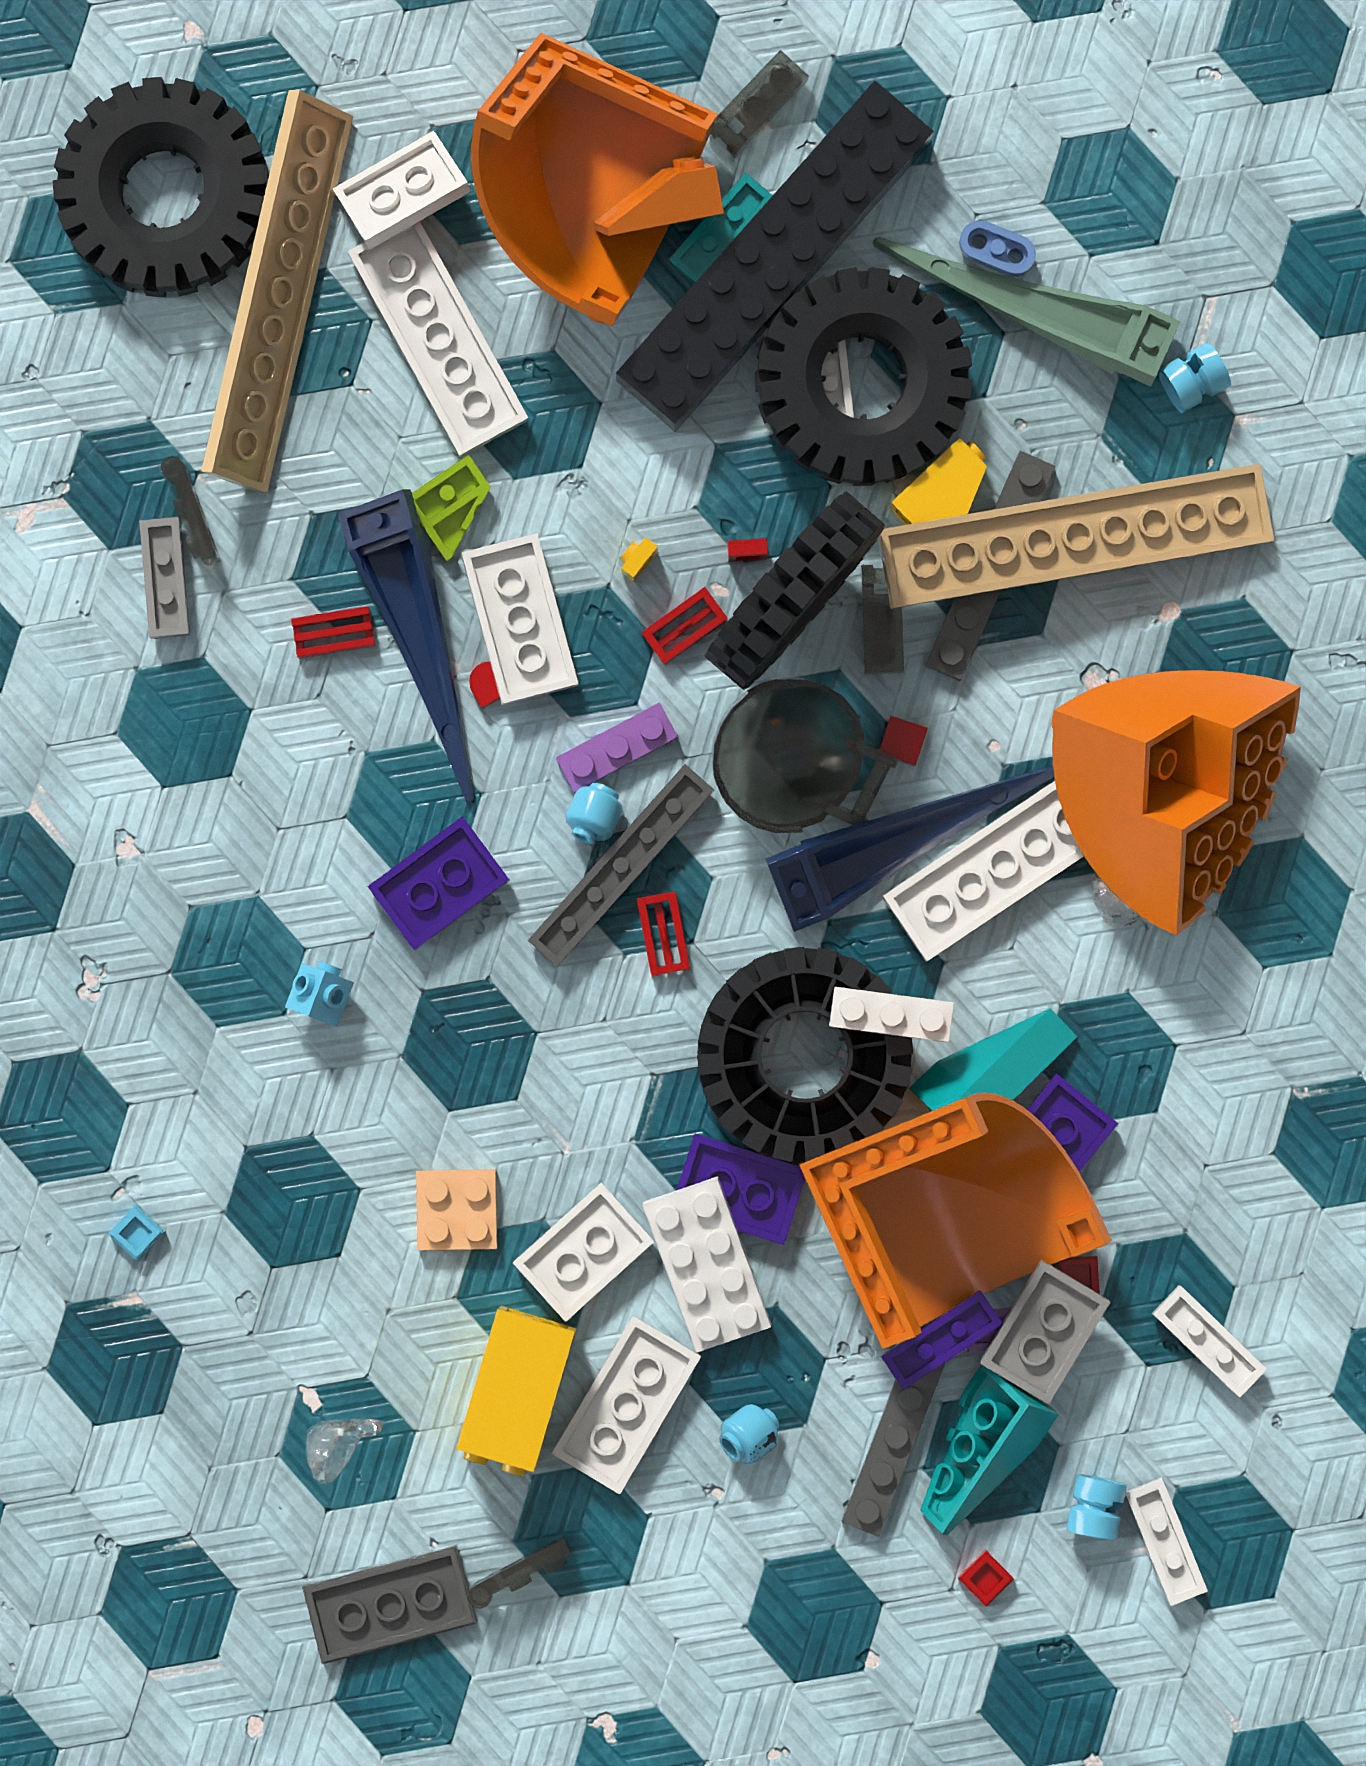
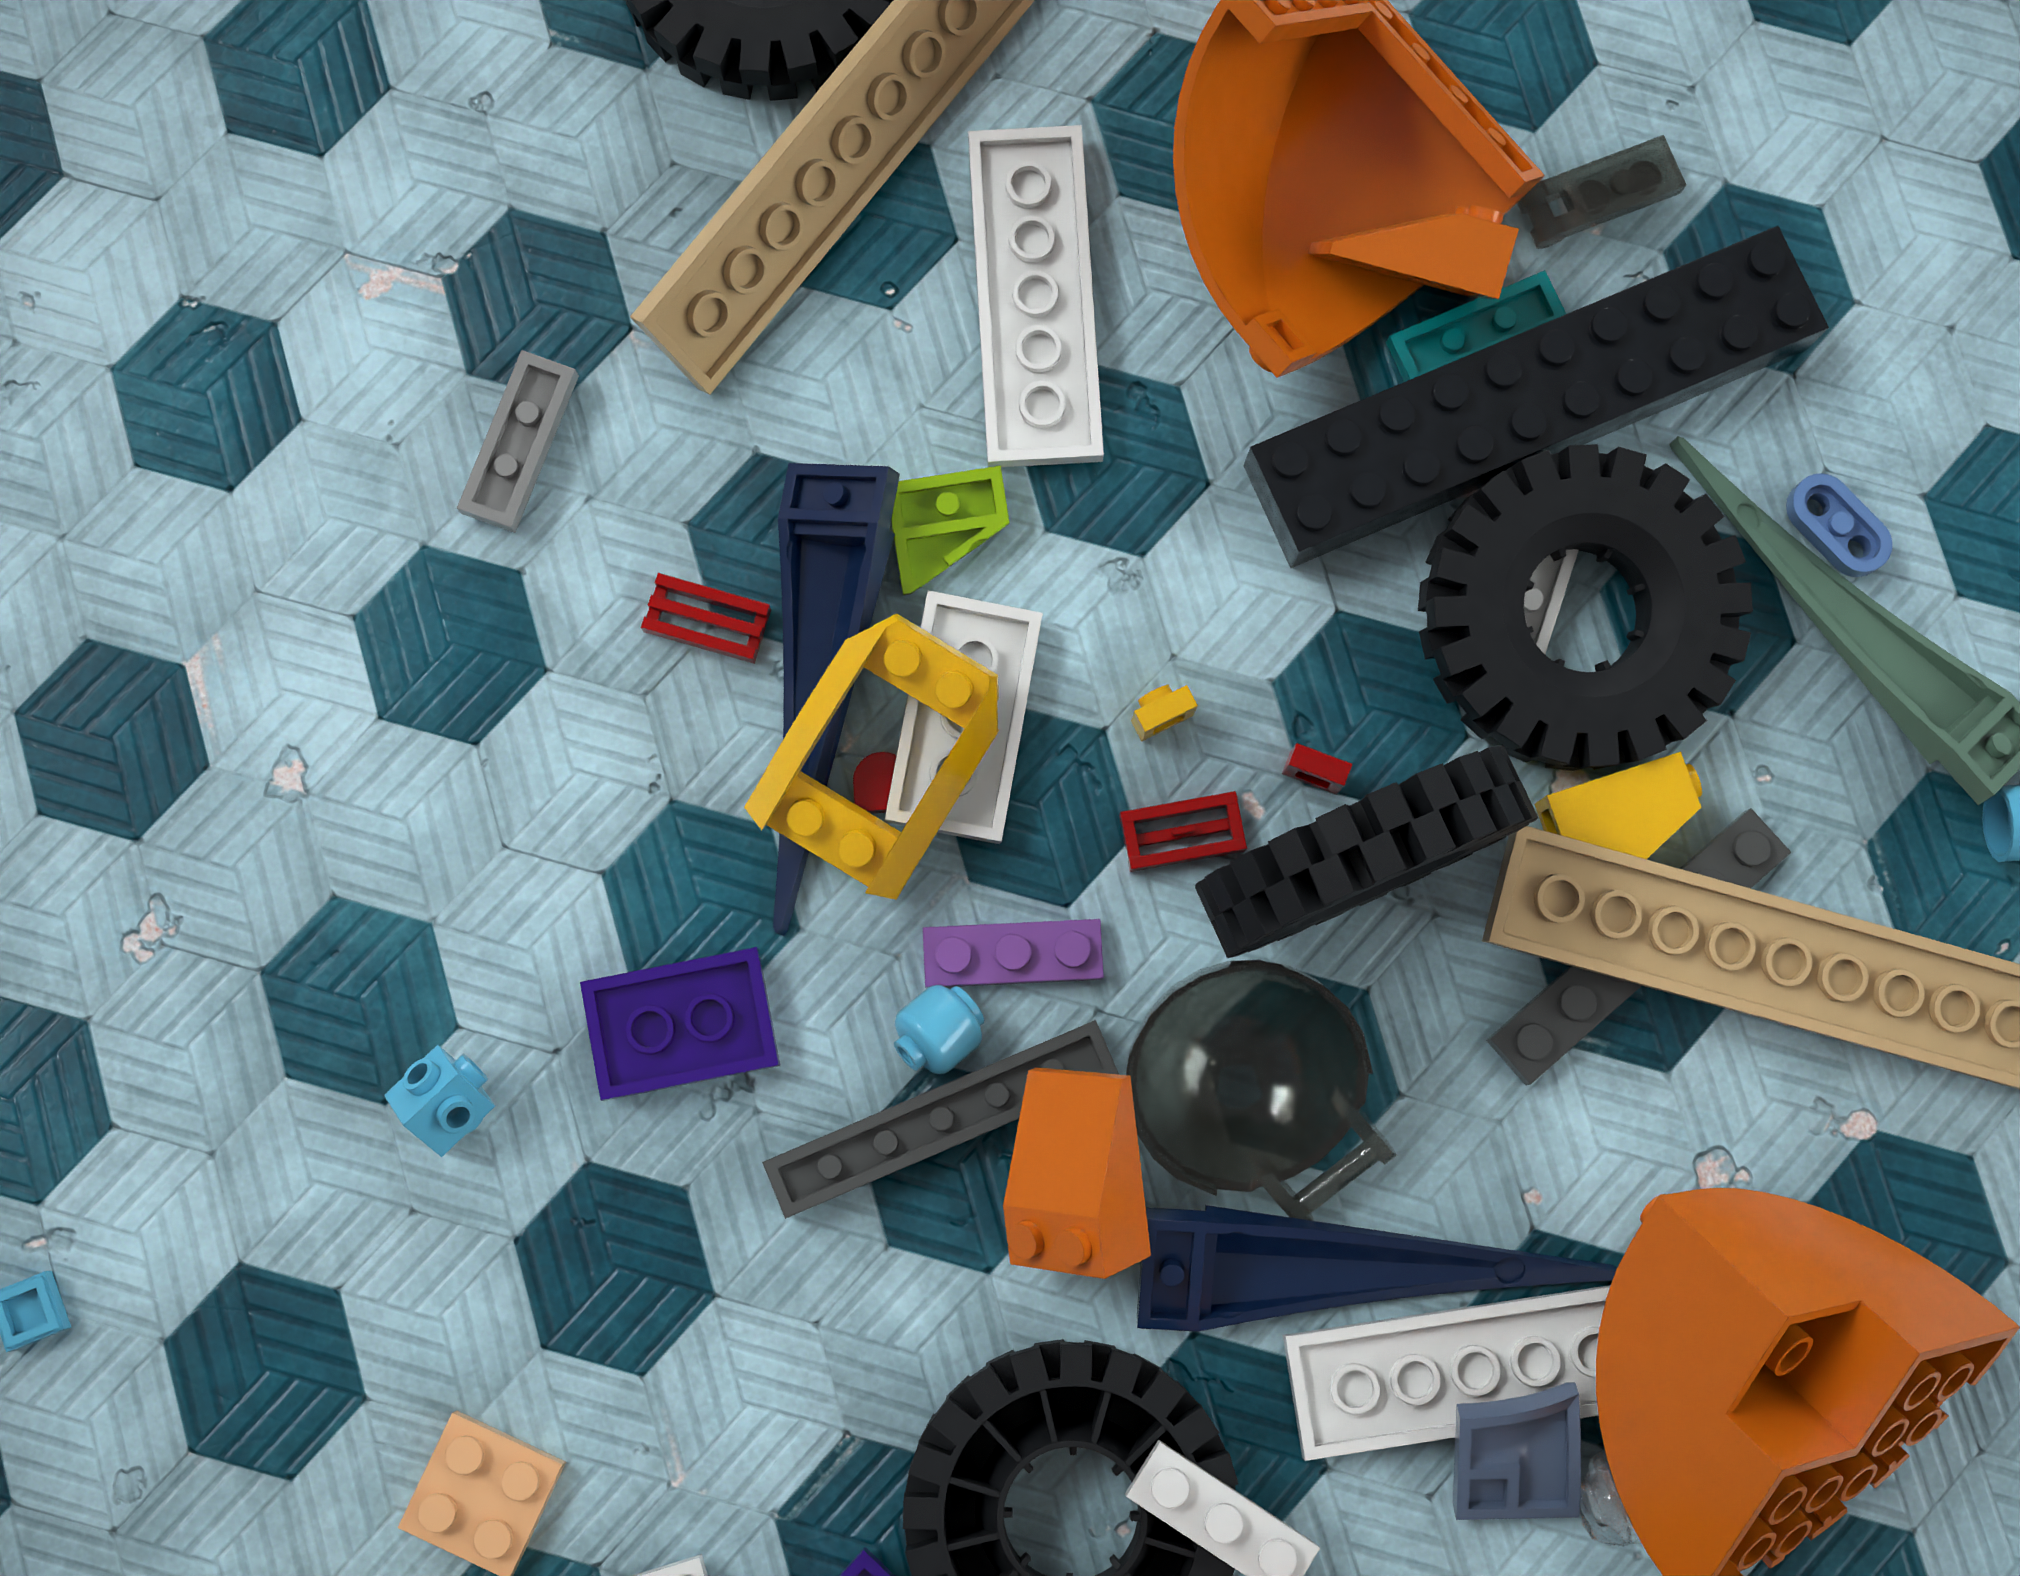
camera: 20 degrees right, 5 degrees down
(190, 509) = (596, 368): clear smoke plate -> none
(401, 190) = (1078, 85): white plate -> none
(473, 721) = (834, 825): none -> yellow wedge
(669, 967) = (967, 1192): red tile -> none
(715, 858) = (1076, 1176): none -> orange slope
(881, 627) = (1452, 957): clear smoke plate -> none
(904, 739) = (1413, 1129): red tile -> none
(1049, 900) = (1519, 1457): none -> sand blue plate

